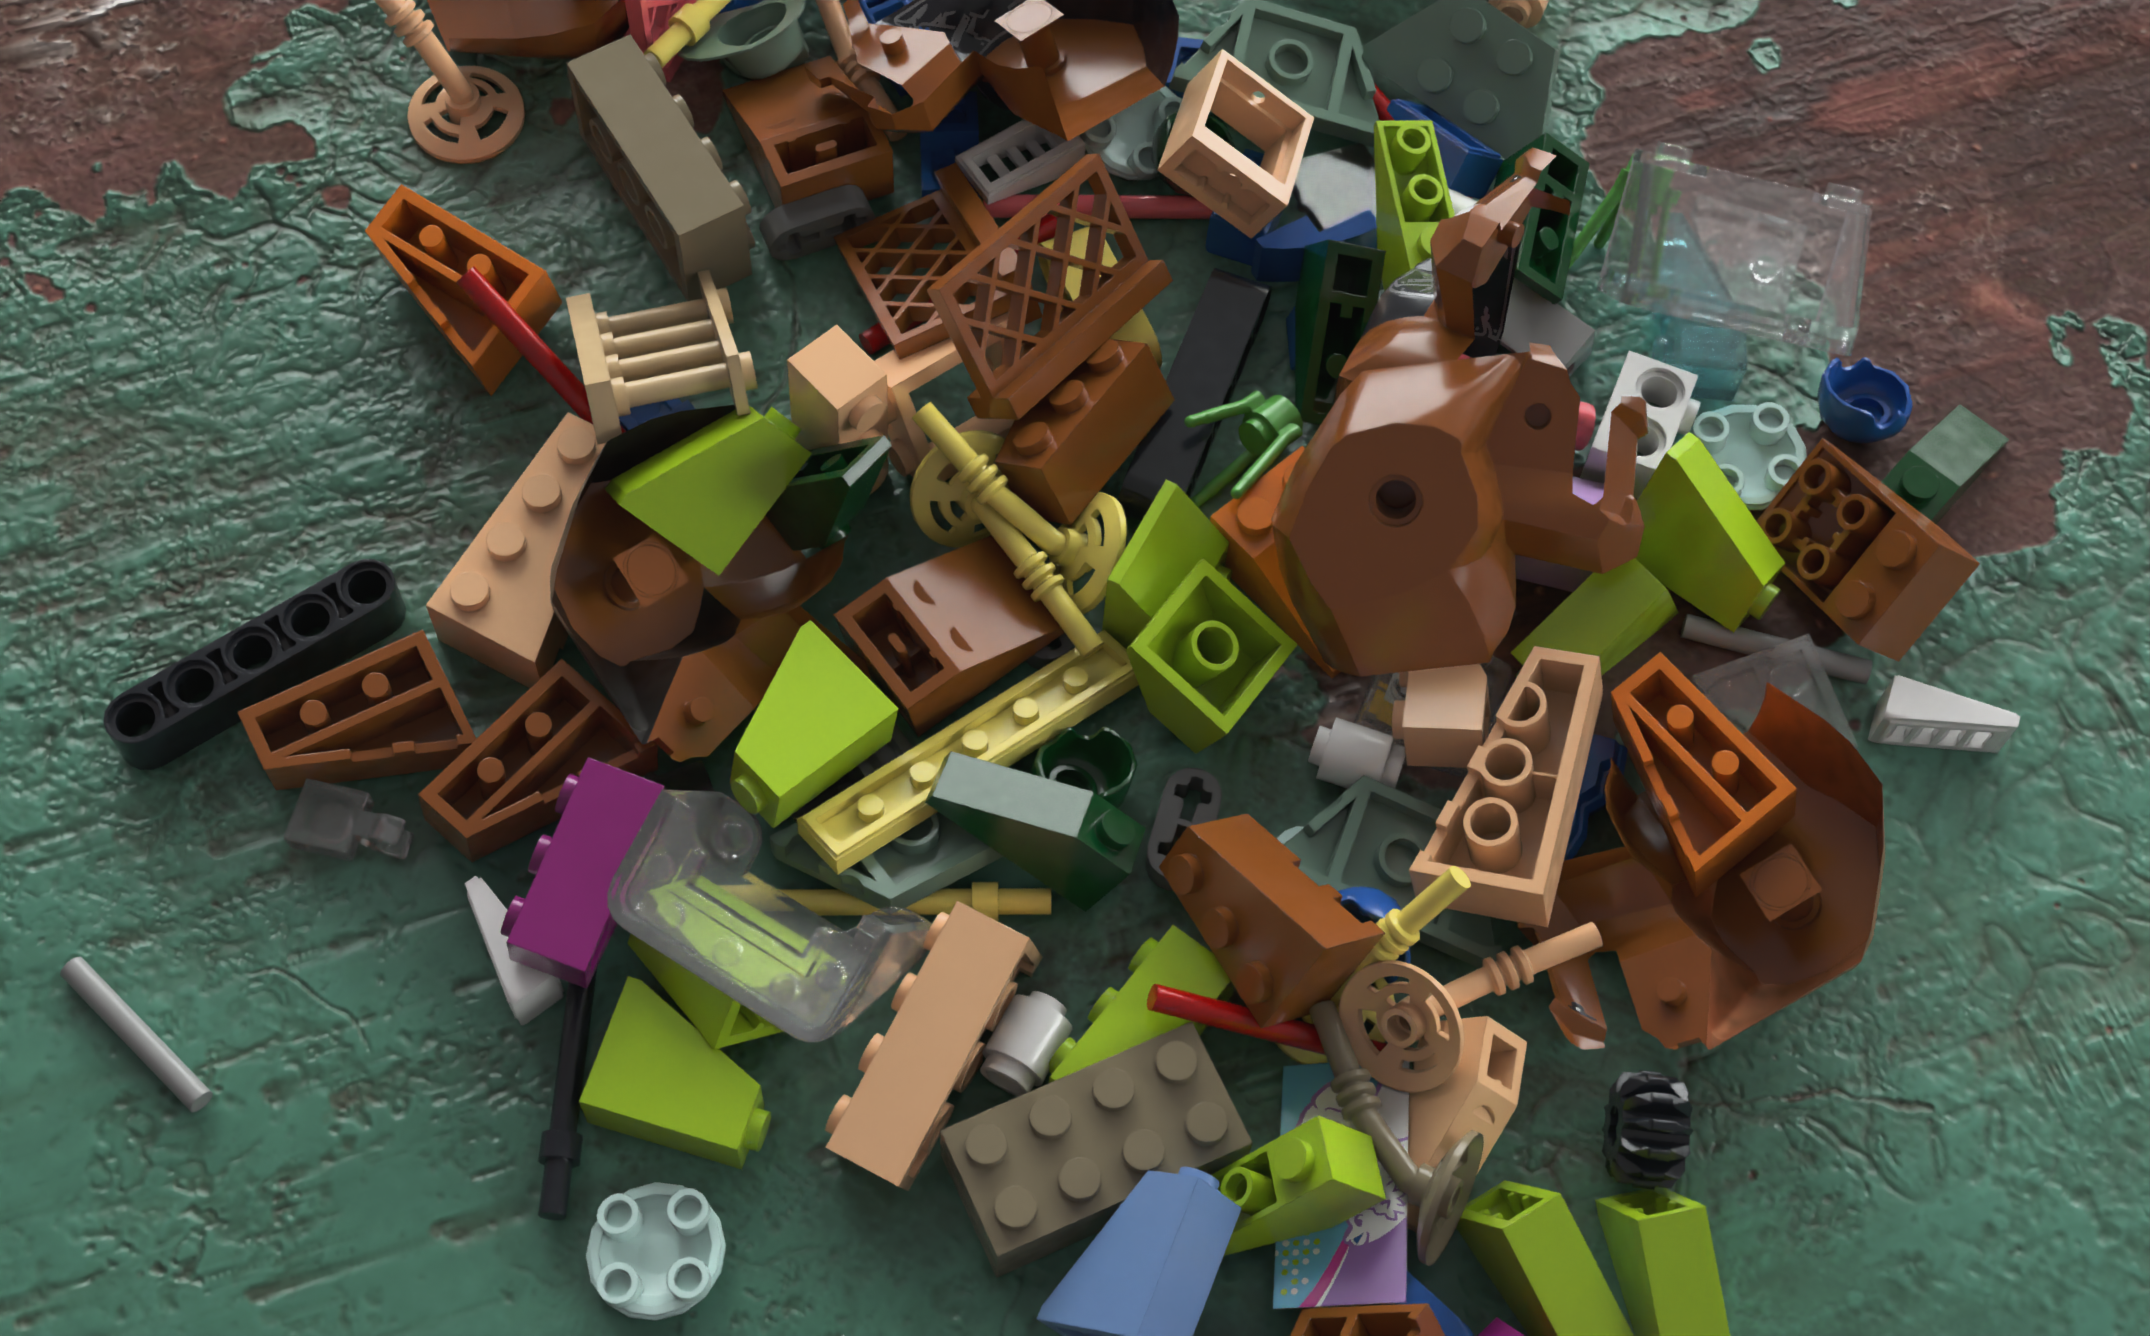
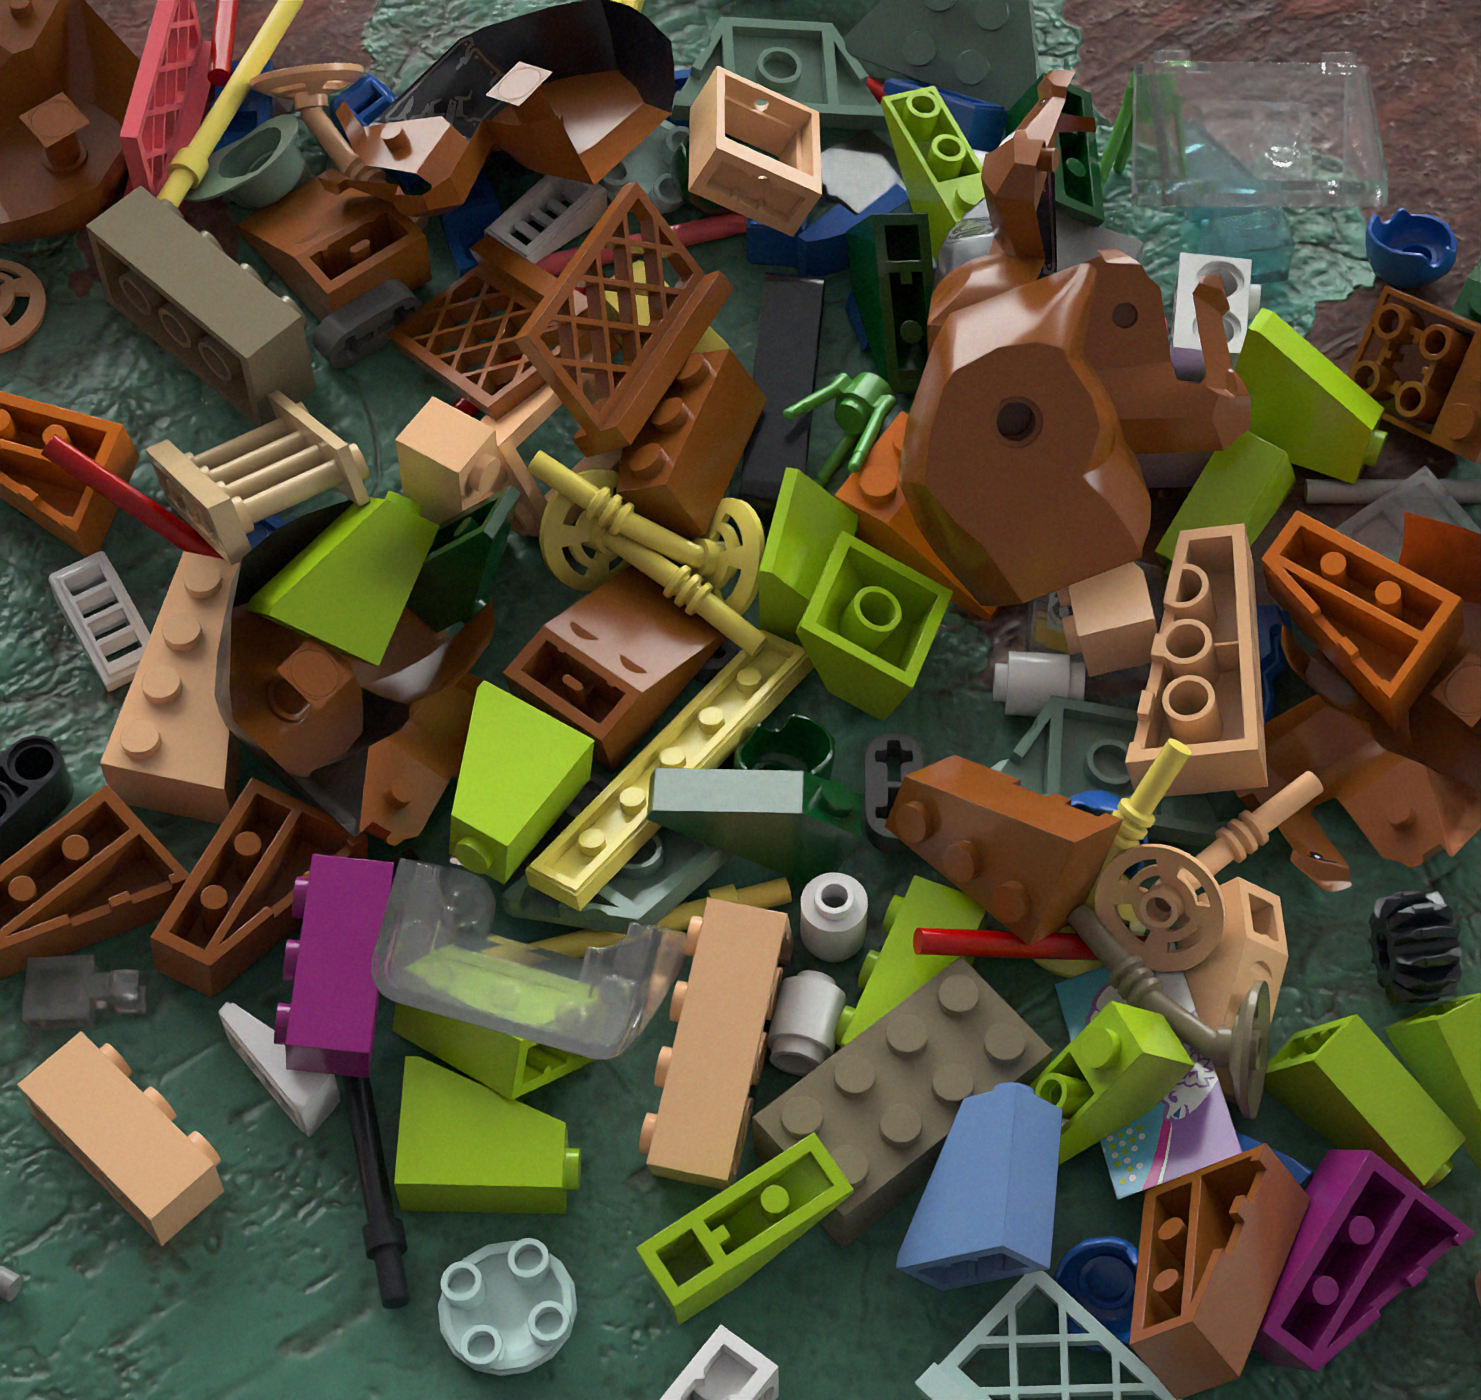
camera: 10 degrees left, 5 degrees down
(344, 980) = (123, 1136): none -> light nougat brick
(470, 422) = (87, 587): none -> white slope
(897, 1239) = (742, 1228): none -> lime slope
(1083, 943) = (833, 916): none -> white brick
(1752, 448) = (1323, 313): light aqua dish -> none

